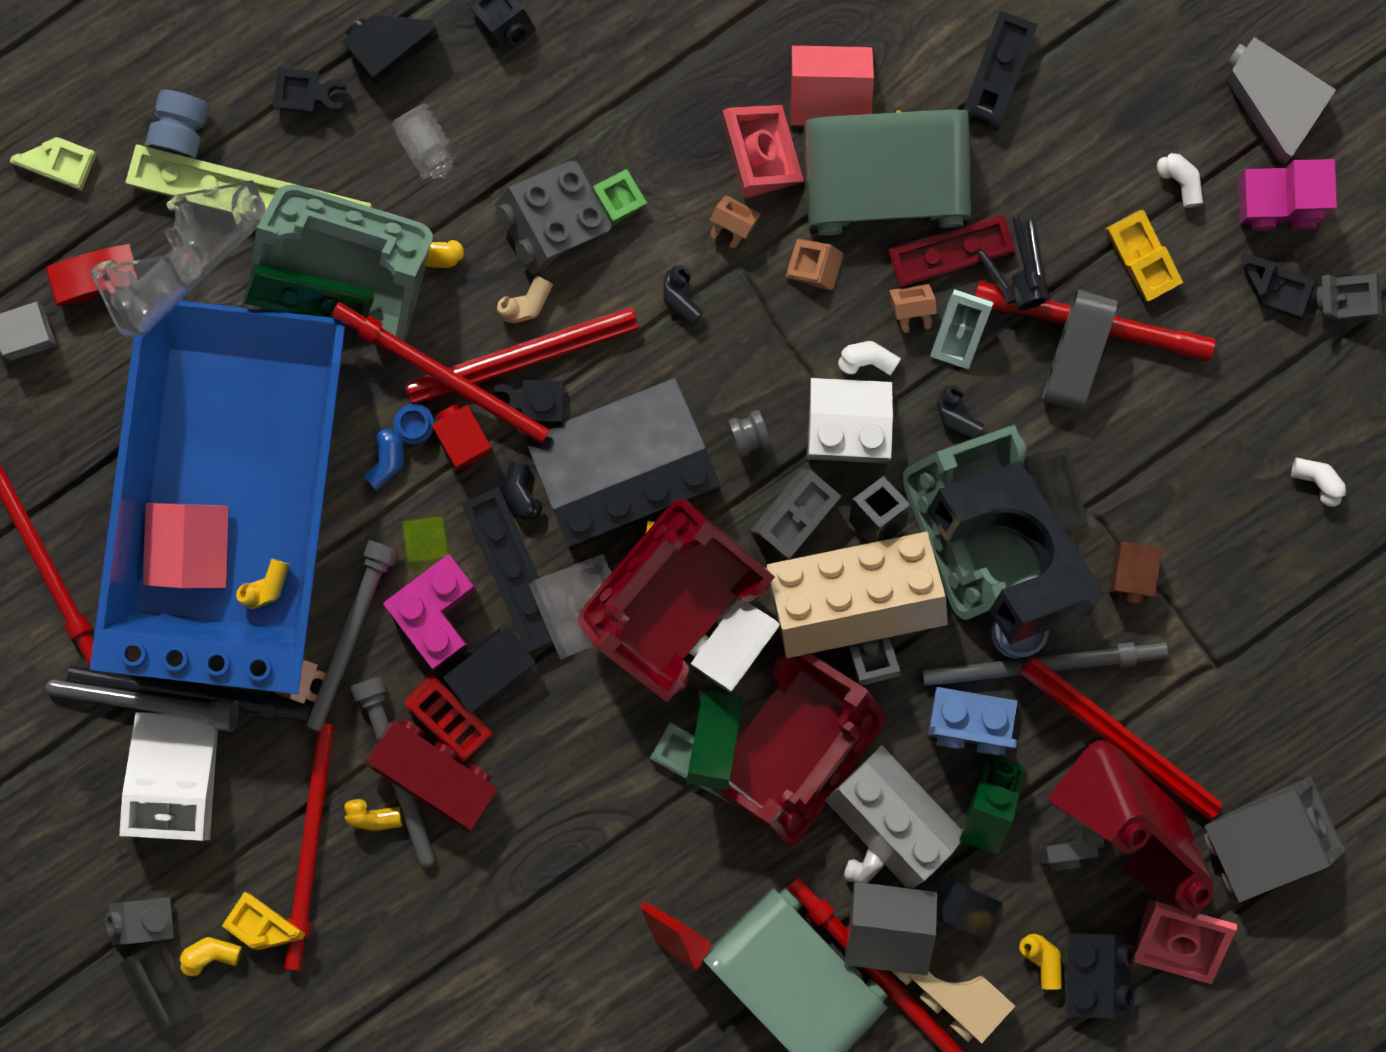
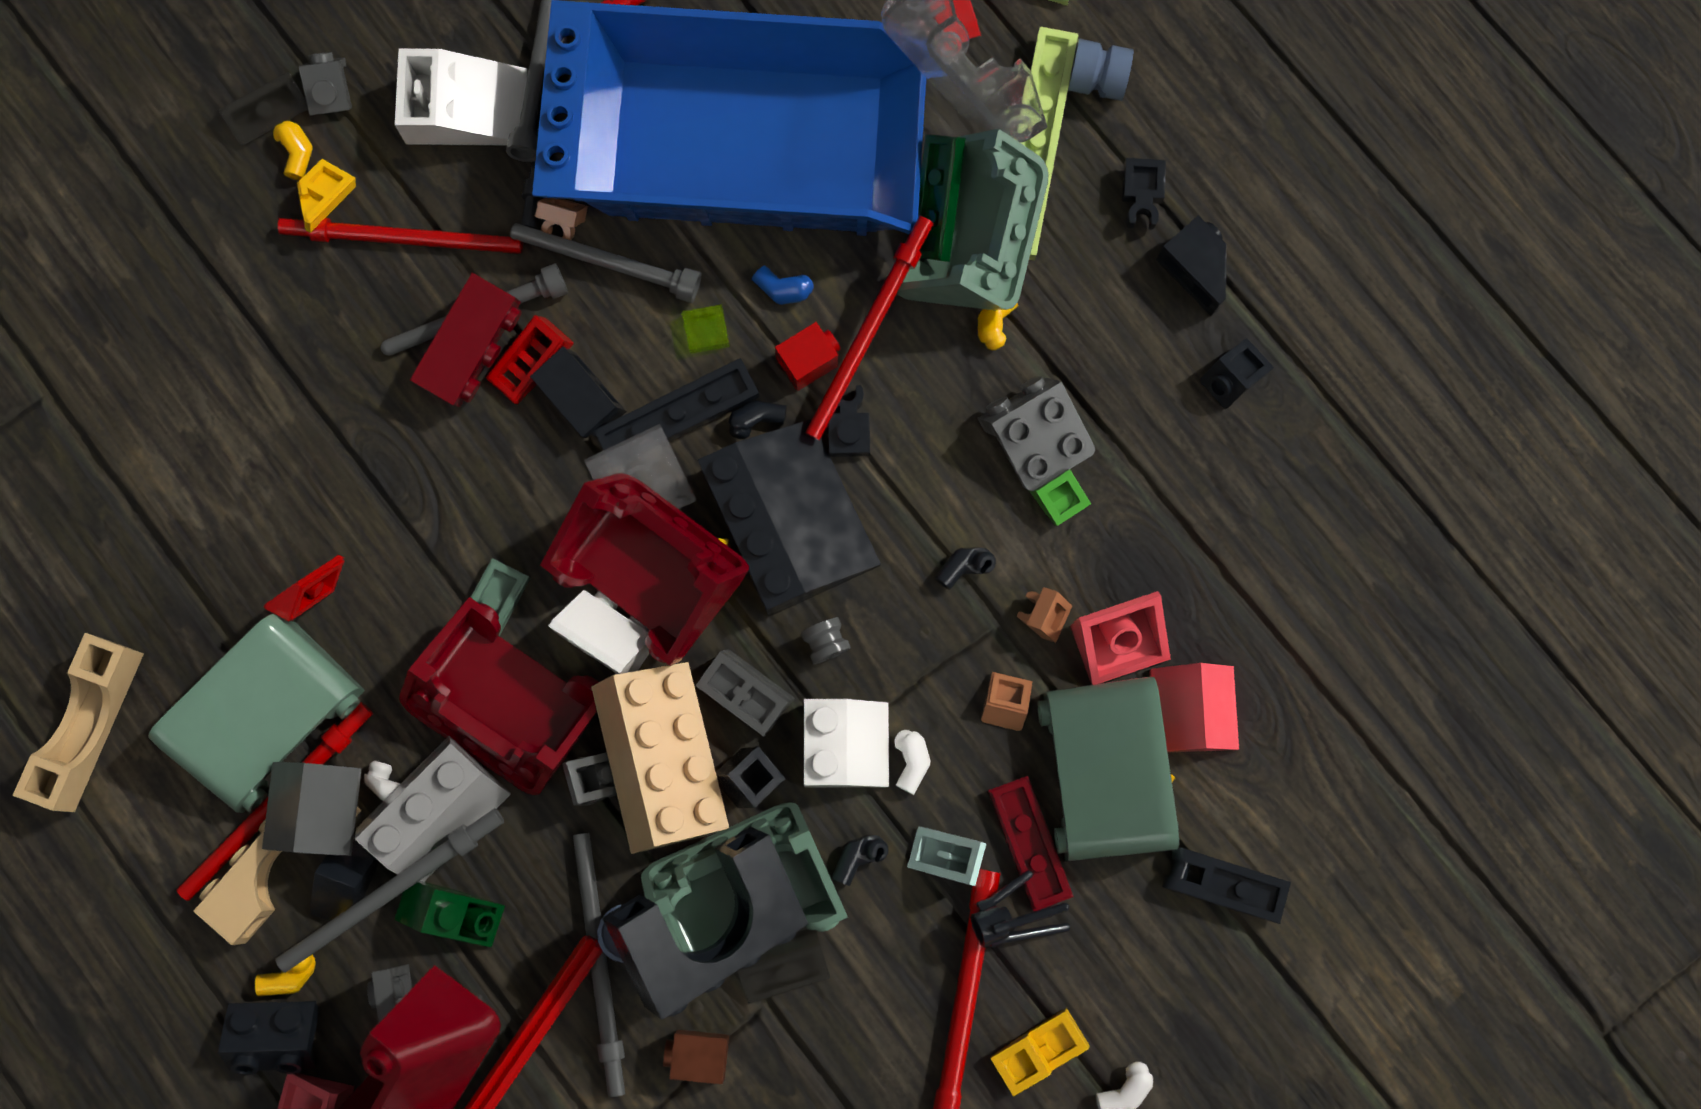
camera: 85 degrees right, 5 degrees down
(185, 545) = (685, 100): coral slope -> none
(264, 590) = (646, 176): yellow arm -> none
(372, 820) = (426, 293): yellow arm -> none
(413, 424) = (820, 308): blue plate -> none
(422, 609) = (628, 327): dark pink brick -> none
(425, 142) = (1101, 299): clear brick -> none
(526, 306) = (943, 411): tan arm -> none
(528, 353) = (897, 420): red axle -> none
(714, 740) = (501, 616): dark green tile -> none
(913, 302) = (972, 804): nougat tile -> none
(929, 784) = (460, 842): none -> dark grey bar
(973, 719) = (532, 888): medium blue bracket -> none
(1079, 350) = (931, 984): dark grey beam -> none

